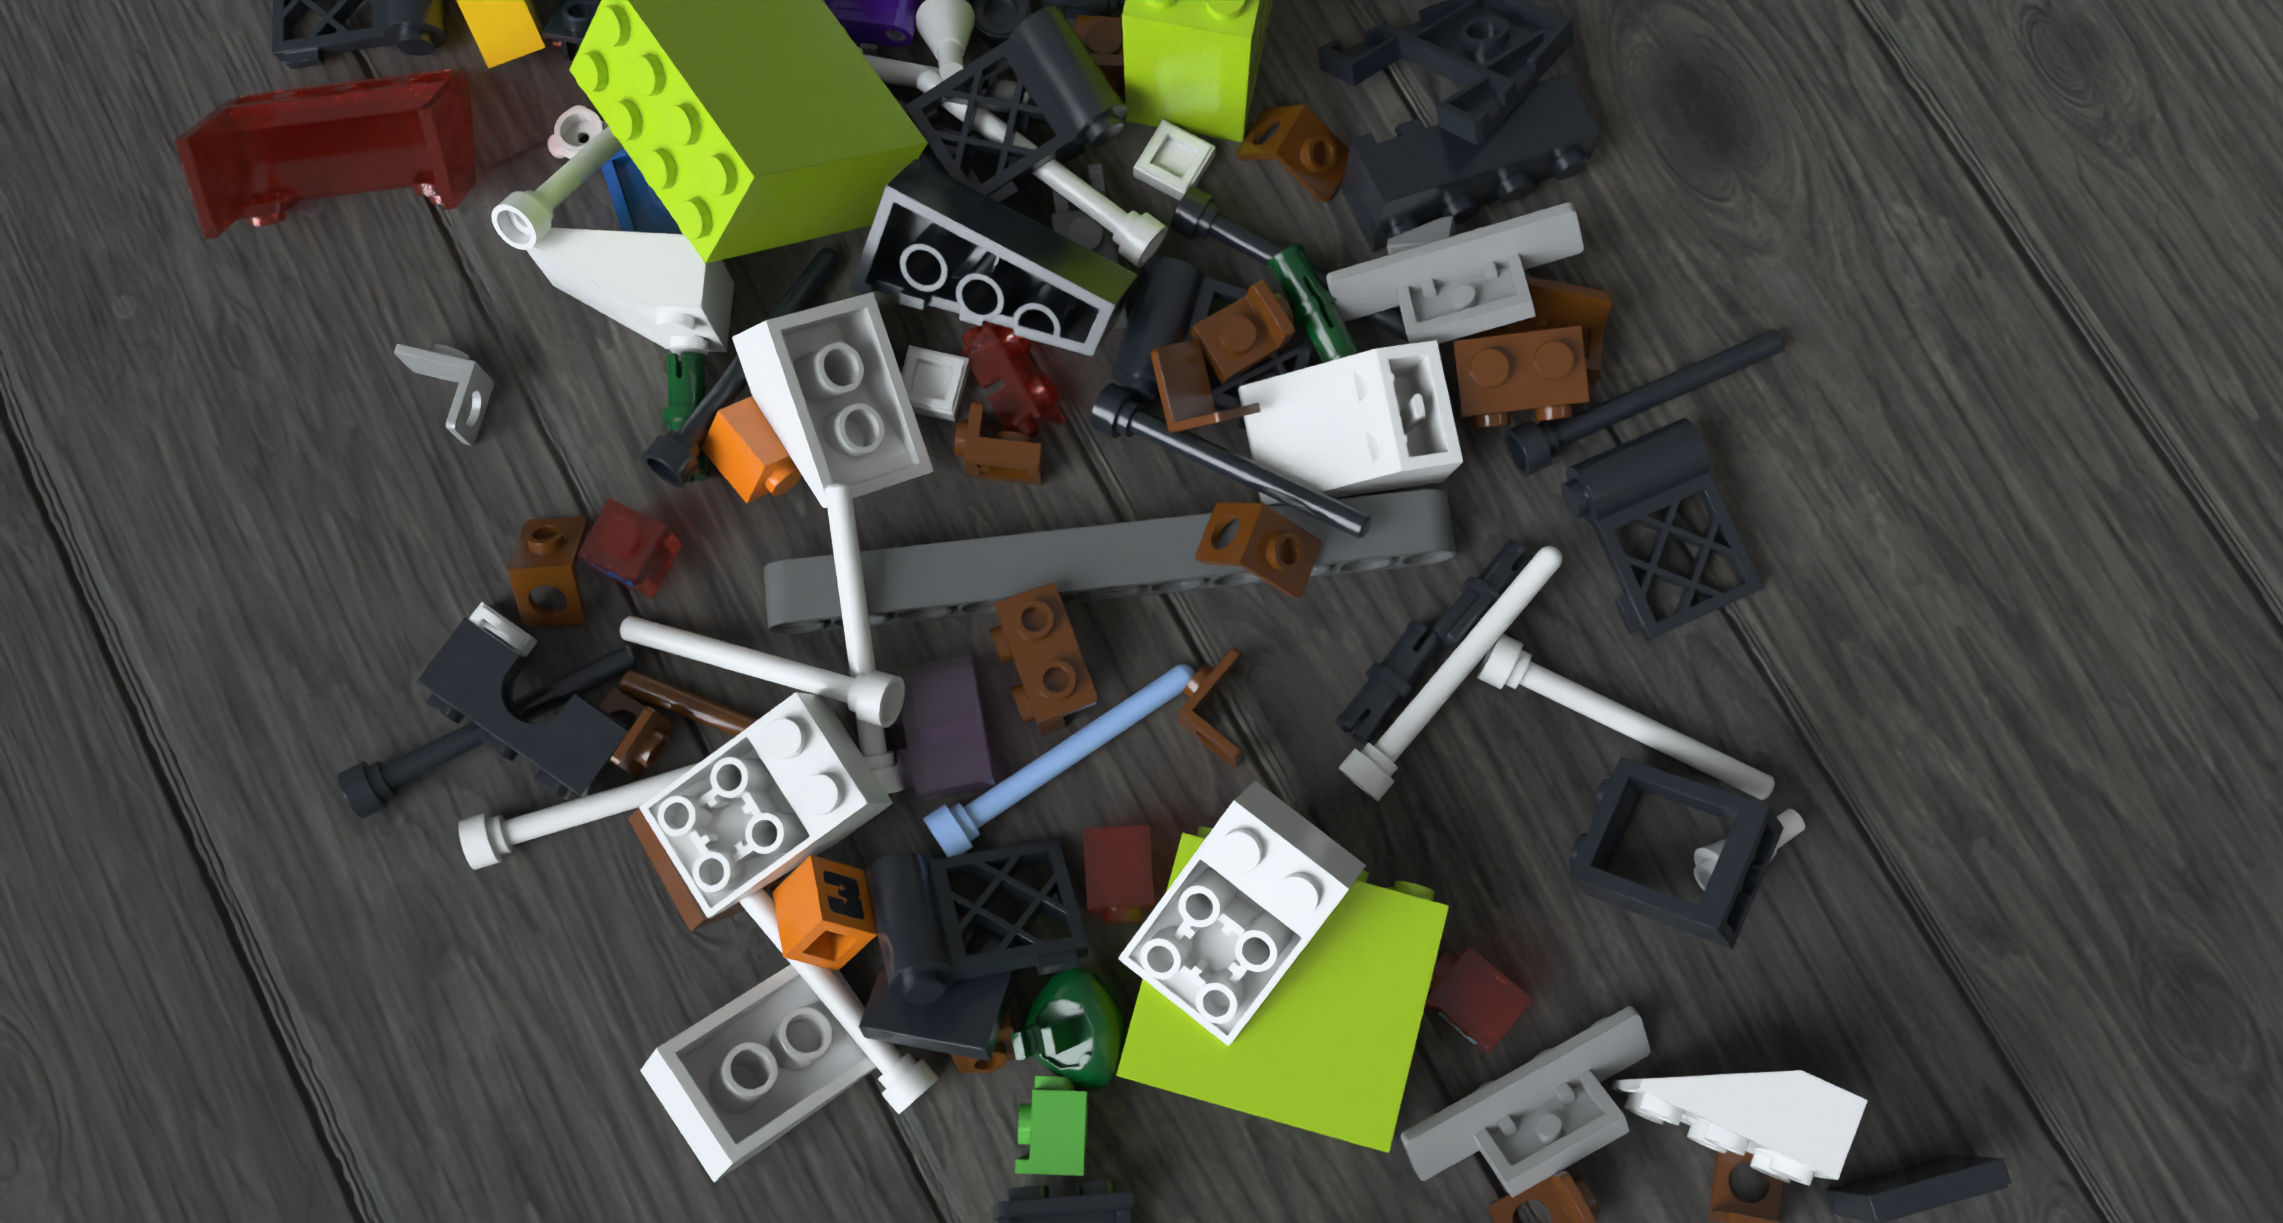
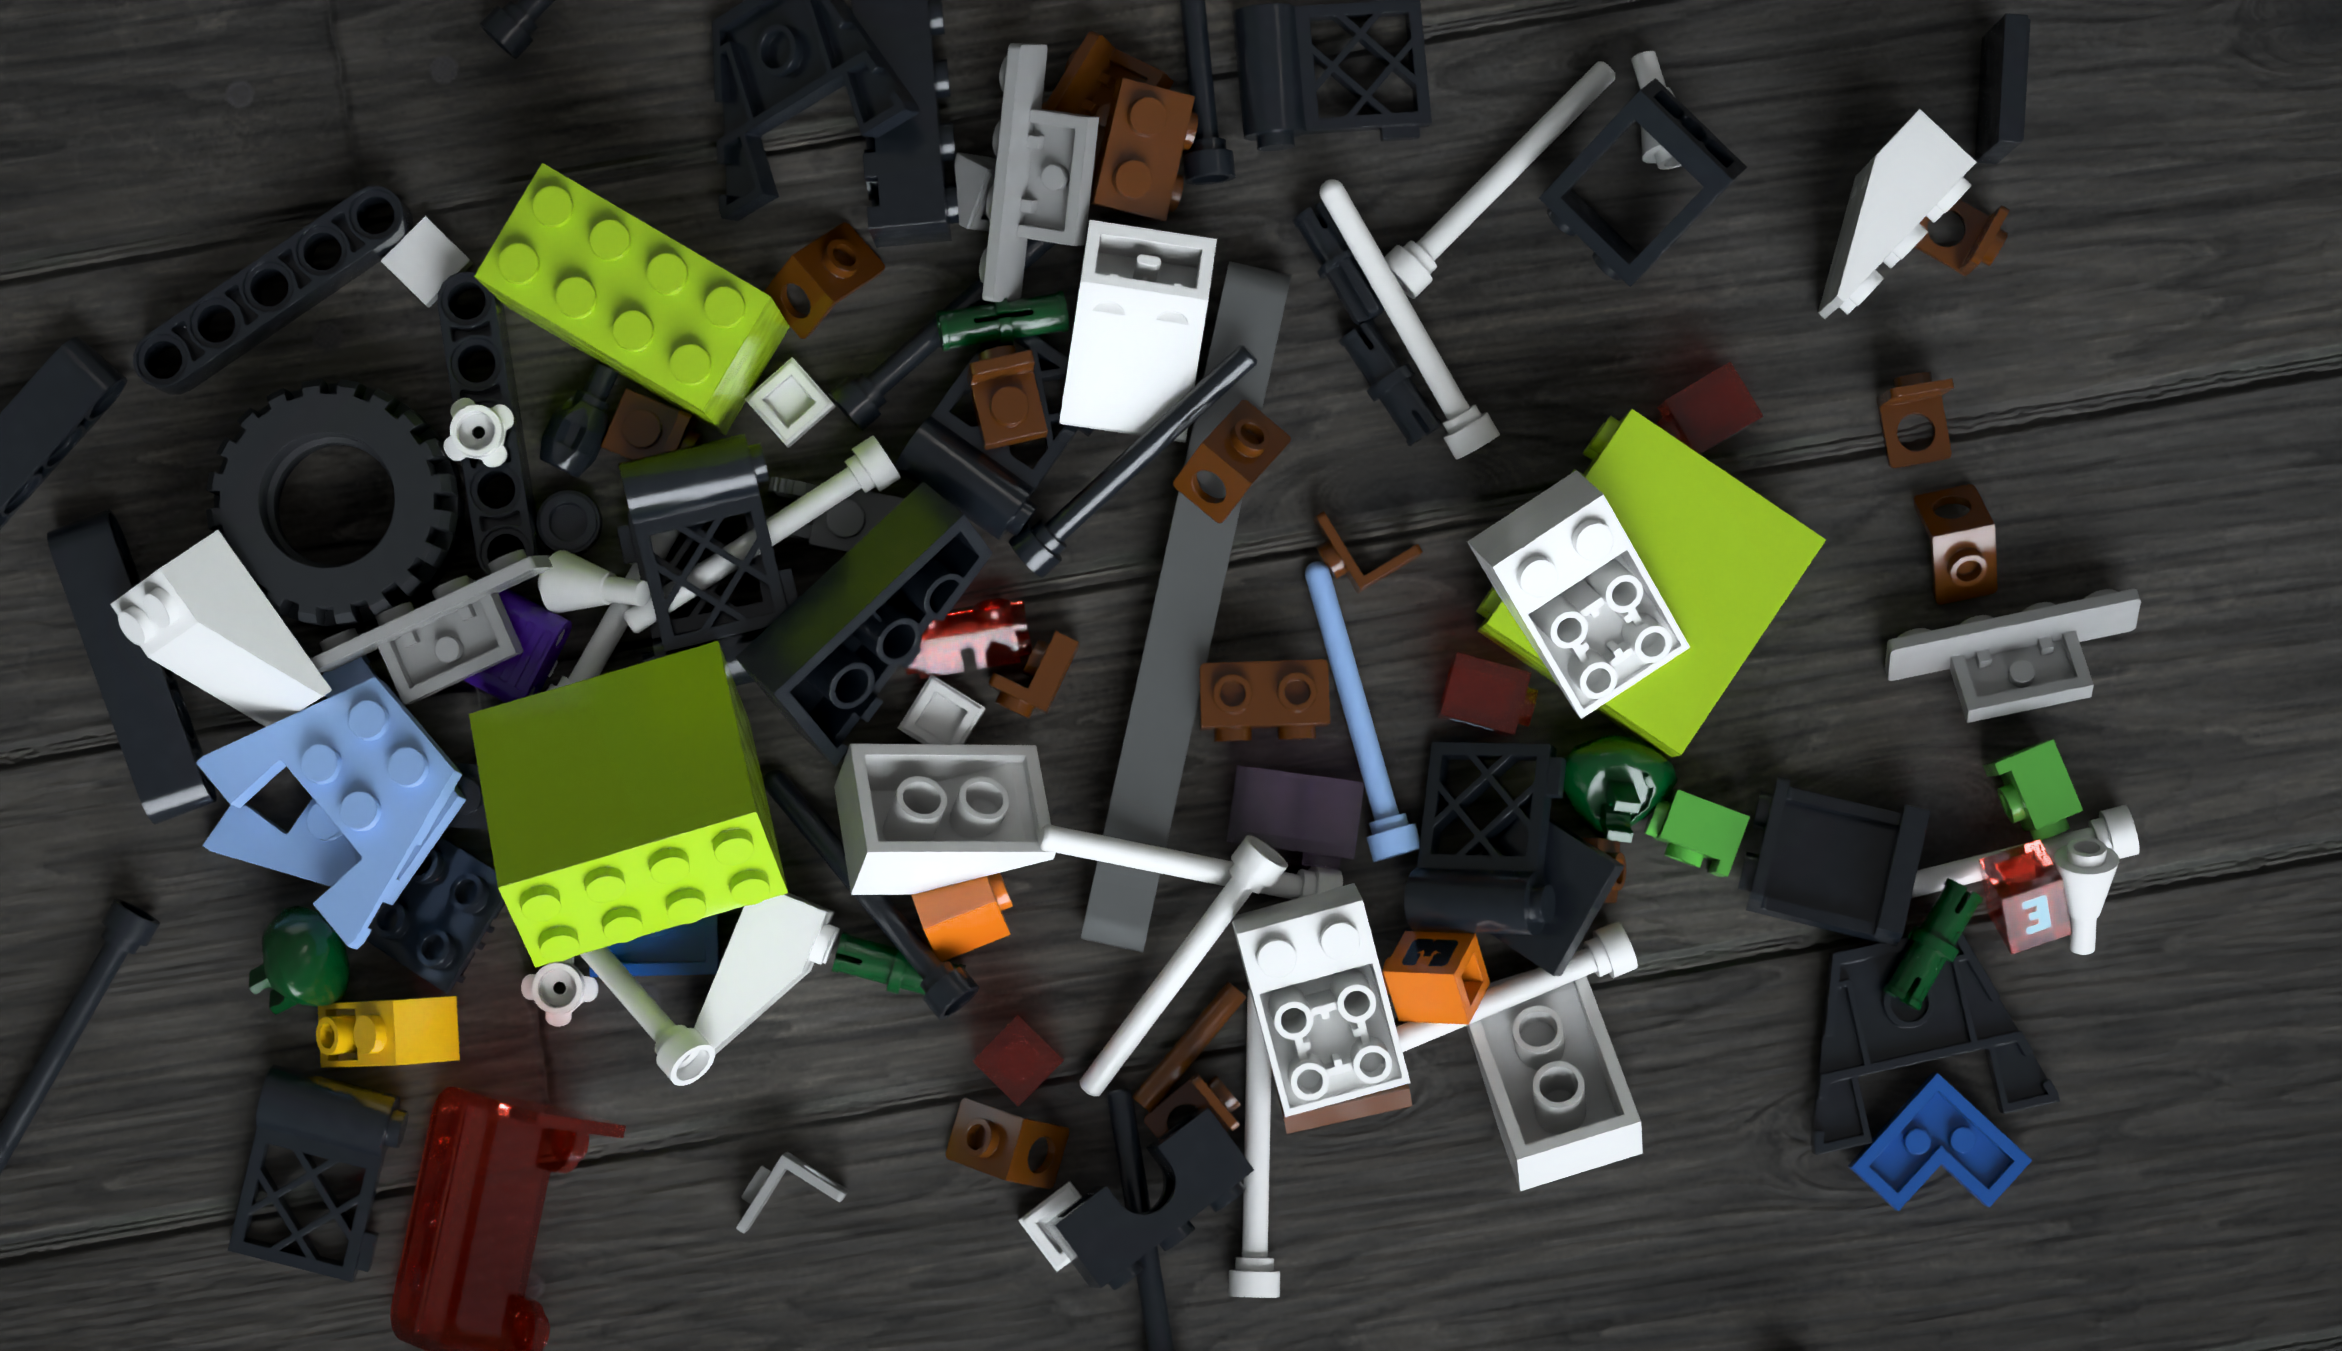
camera: 80 degrees left, 10 degrees up
(1187, 389) = (1053, 473): reddish brown bracket -> none
(1538, 1113) = (1828, 391): light grey bracket -> none

